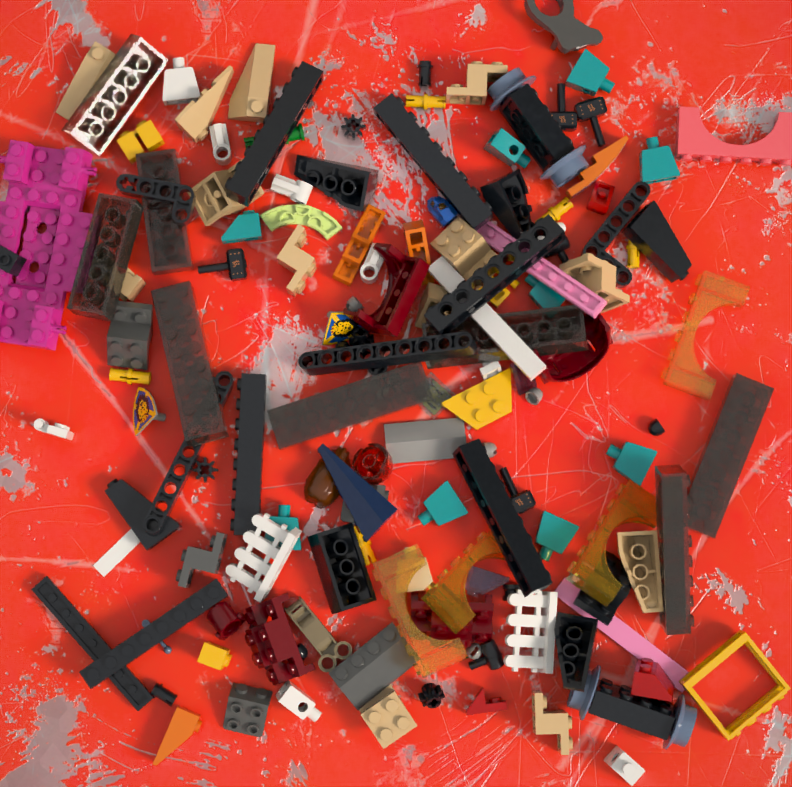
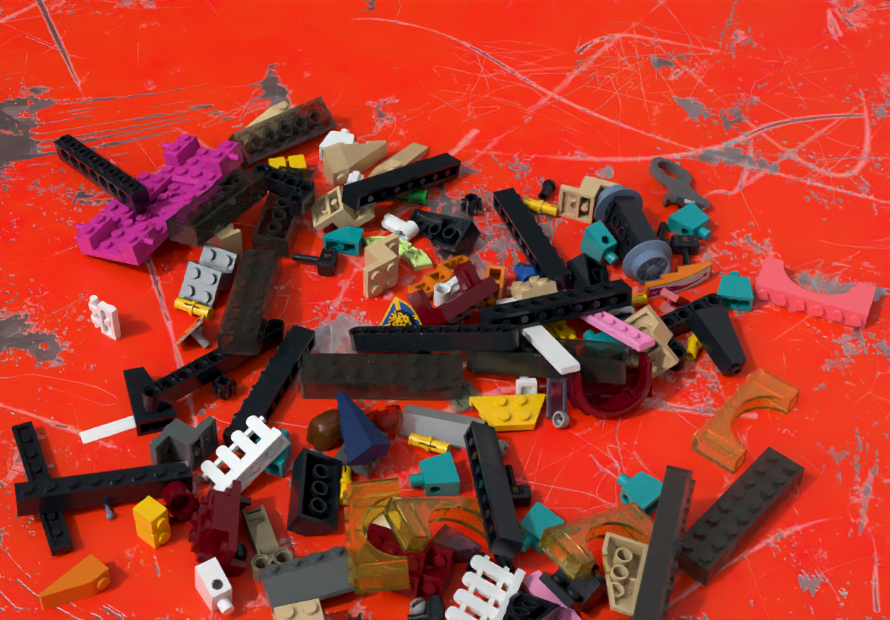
camera: 20 degrees right, 40 degrees down
(163, 694) = (81, 544): black pin -> none
(247, 709) = (158, 585): dark grey bracket -> none
(422, 468) = (429, 443): none -> yellow pin

